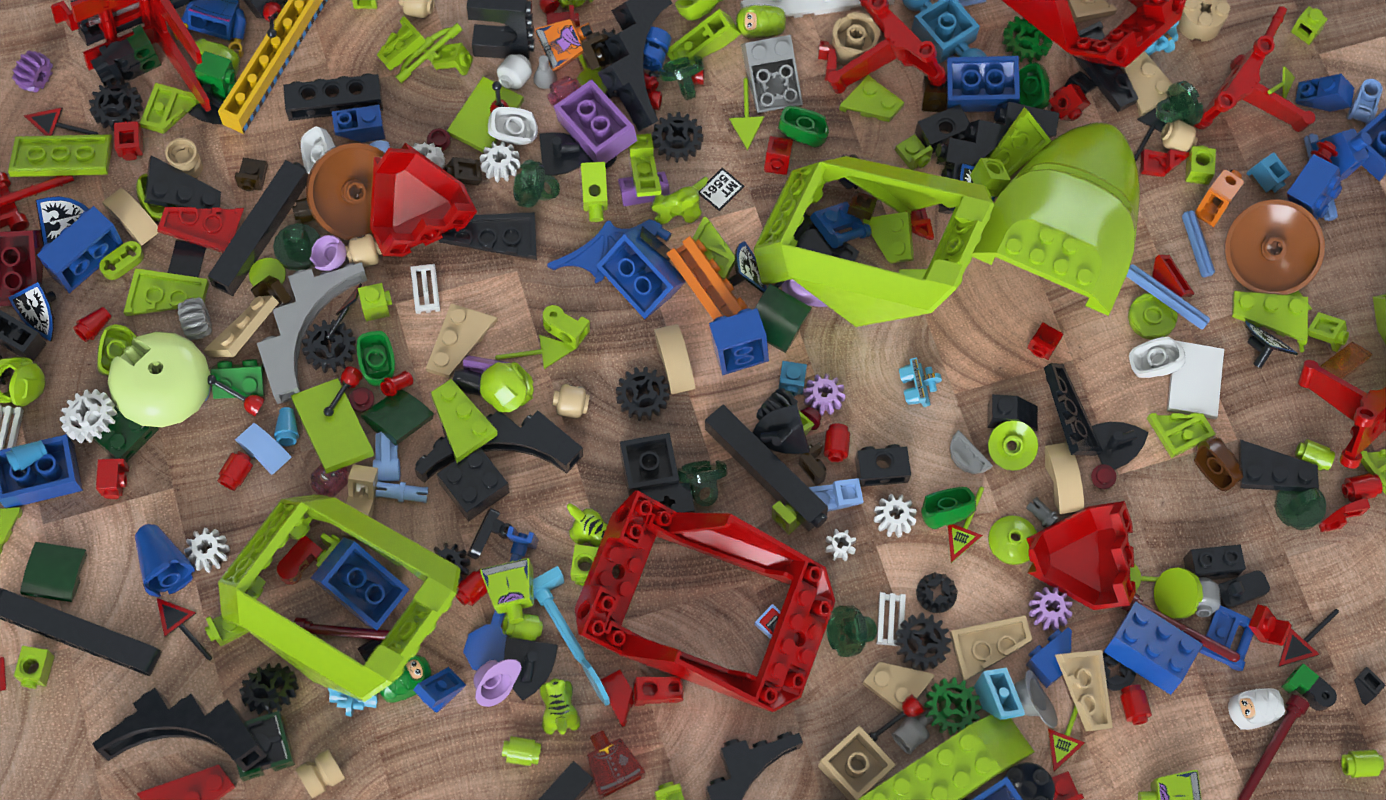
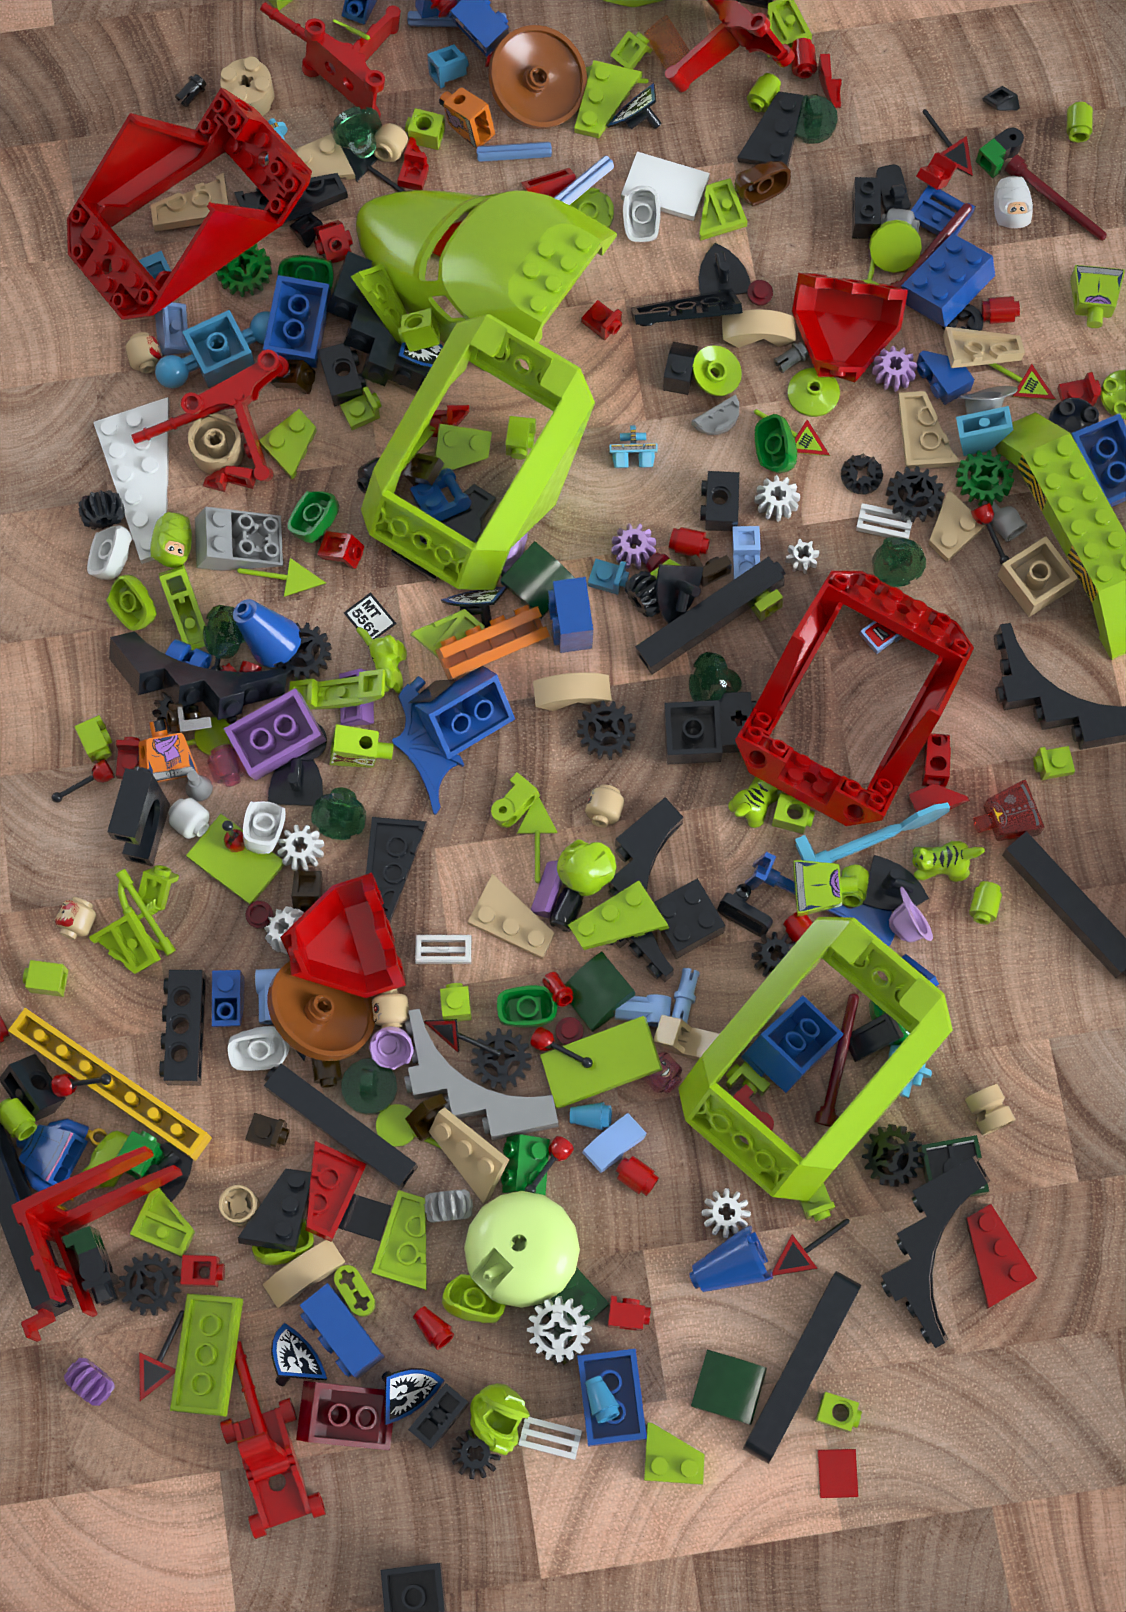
camera: 75 degrees left, 5 degrees up
(682, 98) = (267, 633): none -> blue cone

